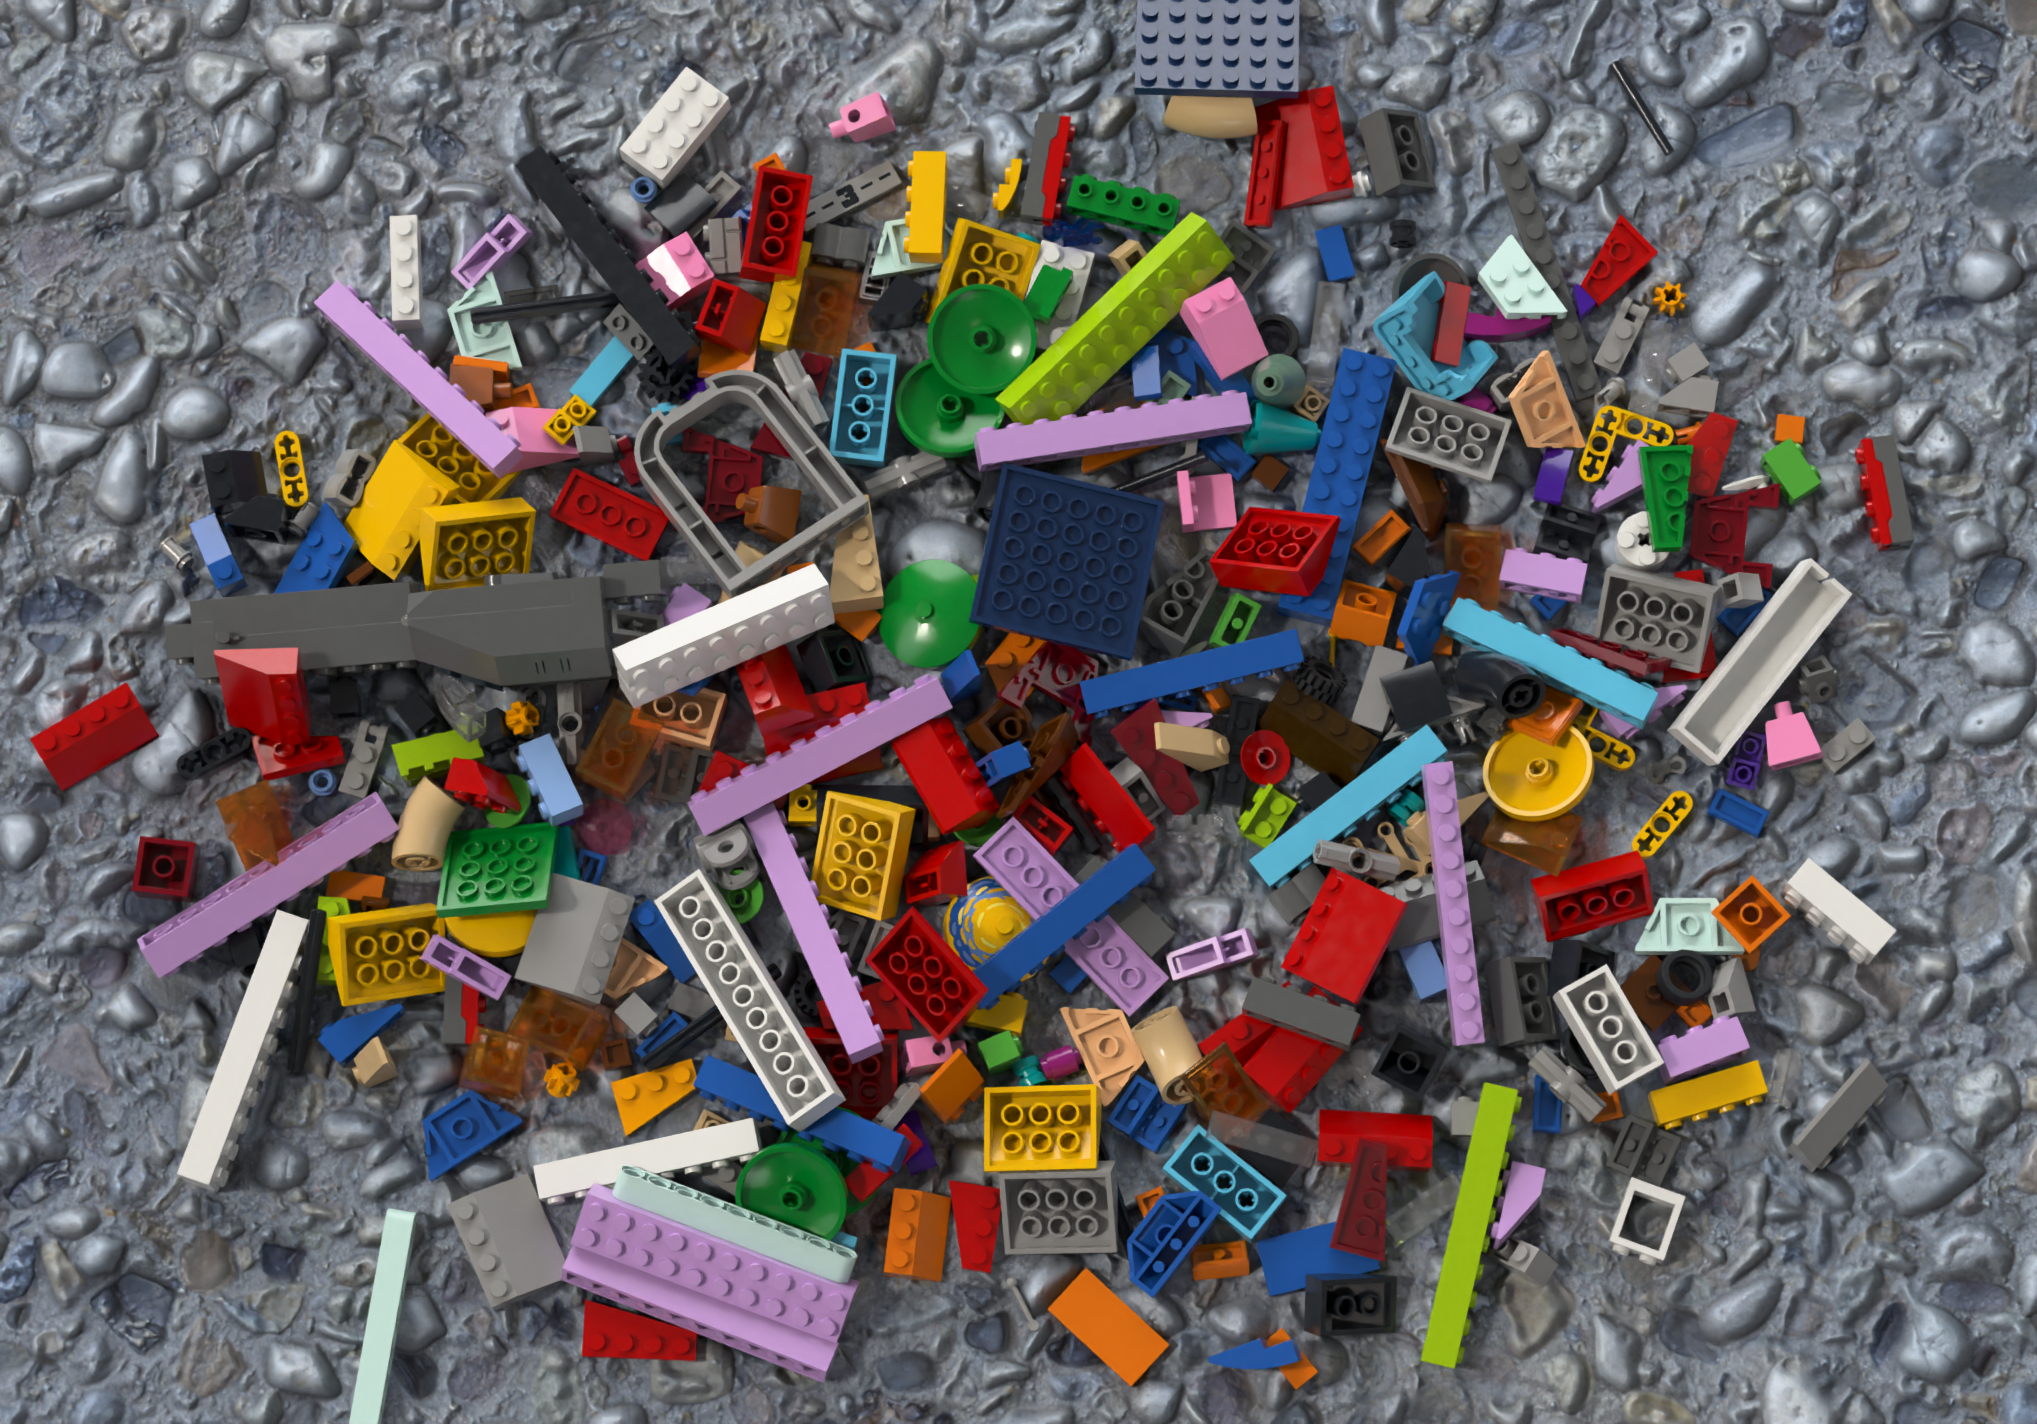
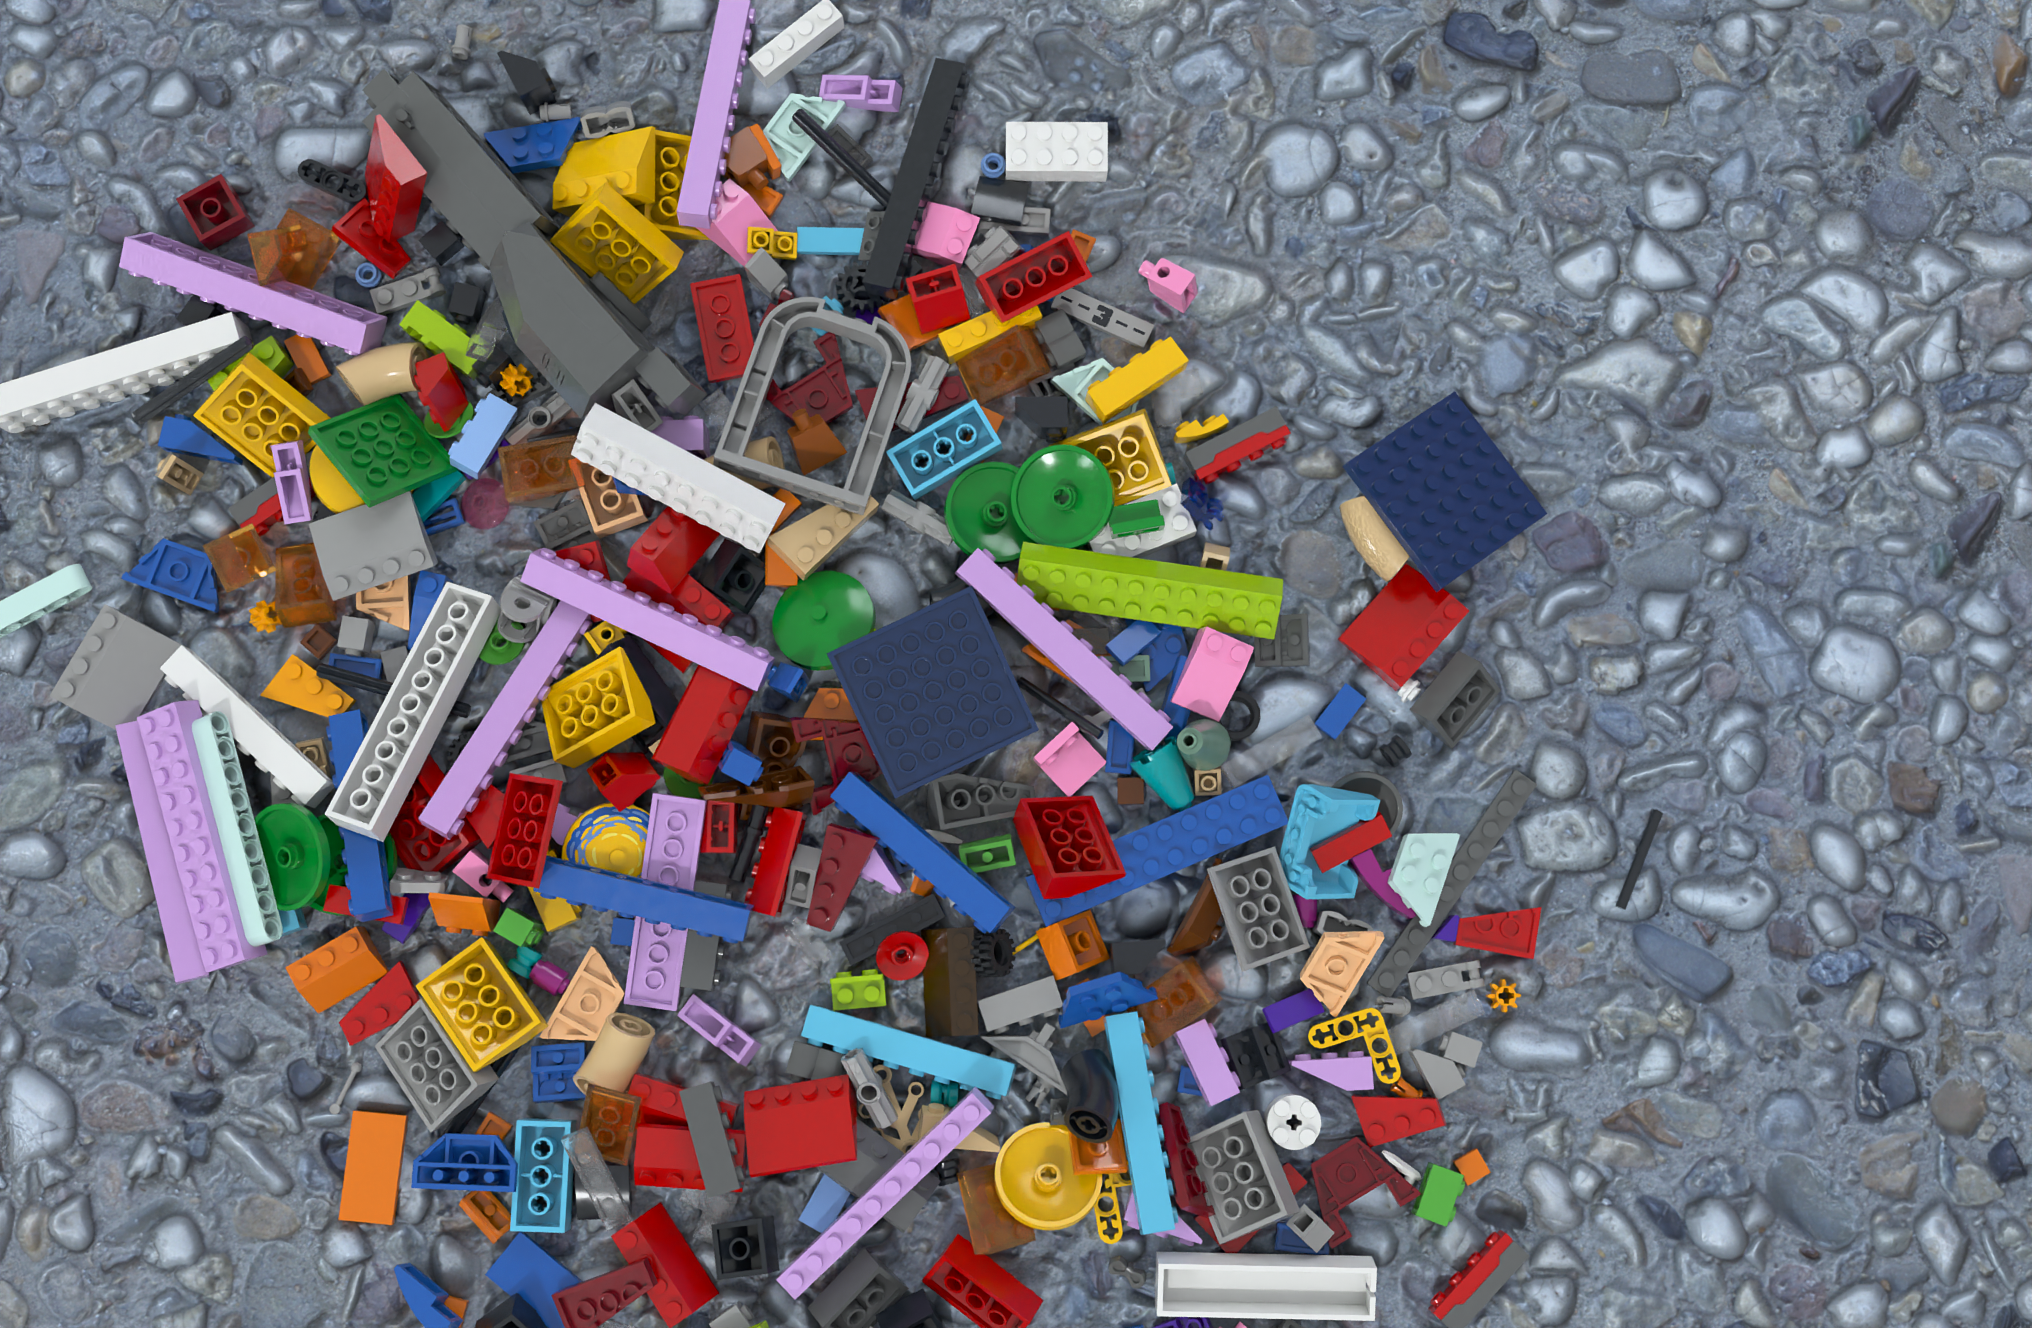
camera: 45 degrees right, 5 degrees up
(94, 737) = (280, 87): red slope -> none
(218, 555) = (480, 73): slope -> none
(233, 479) = (547, 40): black slope -> none
(282, 464) = (586, 65): yellow beam -> none
(362, 575) = (541, 184): reddish brown tile -> none
(631, 1336) = (108, 808): red wing -> none
(1123, 205) = (1252, 524): green brick -> none
(1192, 745) = (864, 894): tan slope -> none
(1264, 174) = (1361, 611): red tile -> none
(1315, 792) = (903, 1016): black brick -> none
(1381, 538) = (1144, 914): orange tile -> none
(1415, 695) = (1033, 1037): black slope -> none
(1665, 486) = (1349, 1106): green wing -> none
(1680, 814) = (1100, 1296): yellow beam -> none

